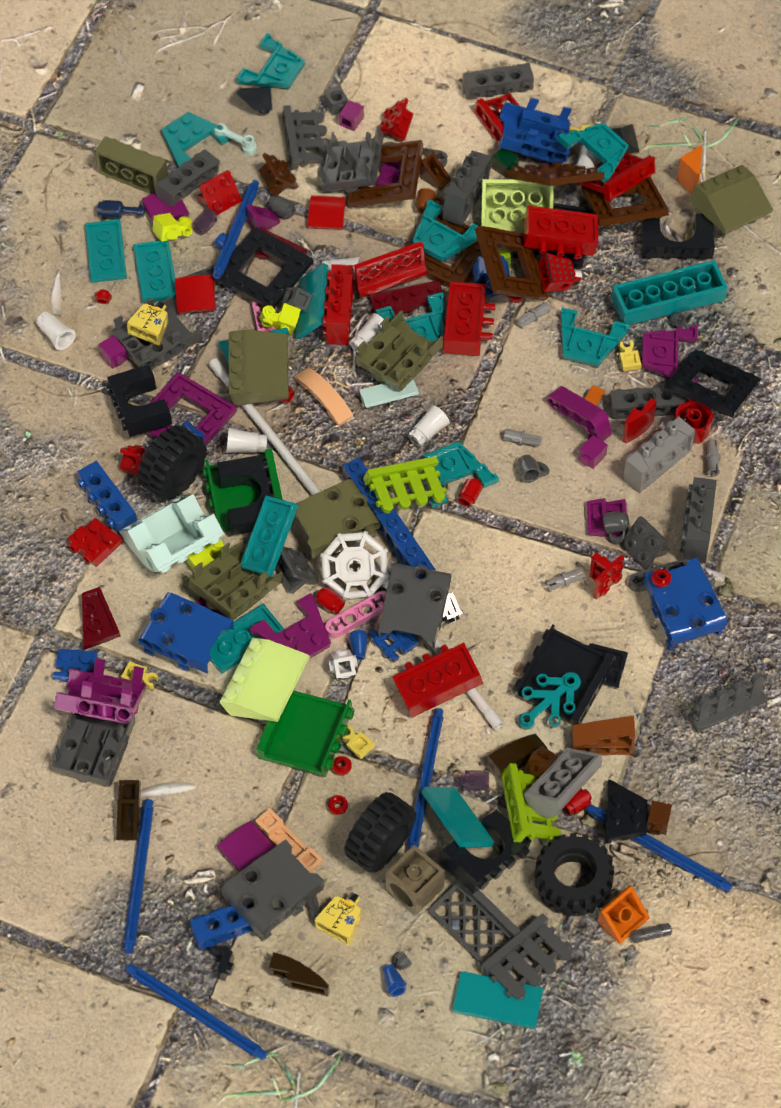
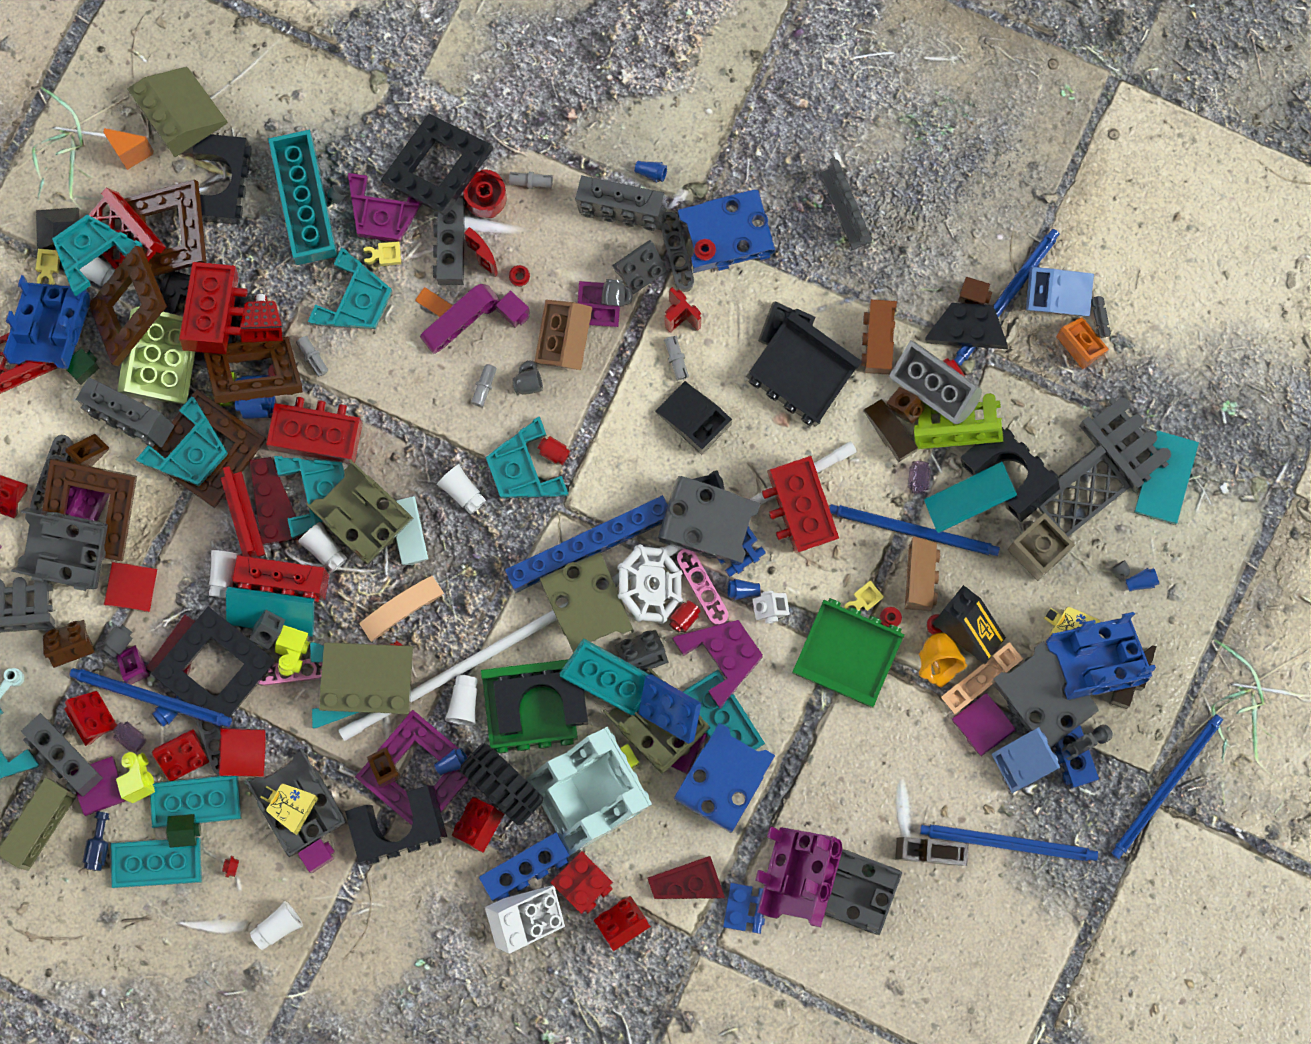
camera: 85 degrees left, 20 degrees up
(59, 571) = (621, 923): none -> red bracket
(63, 497) = (524, 918): none -> white slope
(128, 674) = (760, 841): light yellow plate -> none
(130, 260) = (182, 830): none -> dark green brick
(184, 387) = (383, 767): none -> reddish brown slope
(191, 253) = (180, 755): none -> red bracket
(210, 874) = (1026, 760): none -> medium blue slope
(226, 963) = (1119, 752): black bracket -> none
(228, 920) = (1100, 734): none -> dark grey bar
(242, 578) = (669, 708): none -> blue plate
(263, 680) = (789, 692): yellowish green slope -> none
(307, 921) = (1093, 662): none -> blue piece
(313, 804) = (945, 658): none -> light orange piece
(333, 825) = (971, 625): none -> black slope
(375, 778) = (921, 575): none -> medium nougat slope
(380, 832) = (993, 576): black tyre -> none
(400, 474) = (550, 528): lime fence -> none
(422, 198) = (127, 464): dark orange piece -> none
(509, 596) = (694, 417): none -> black slope
(550, 697) = (828, 386): teal plant -> none
(573, 489) = (563, 334): none -> medium nougat slope
(574, 898) = (1051, 360): black tyre -> none
(624, 451) = (519, 269): none -> red plate
(658, 454) = (529, 236): light grey piece -> none
(669, 888) = (1059, 291): none -> medium blue slope
(736, 549) = (652, 170): none -> blue cone

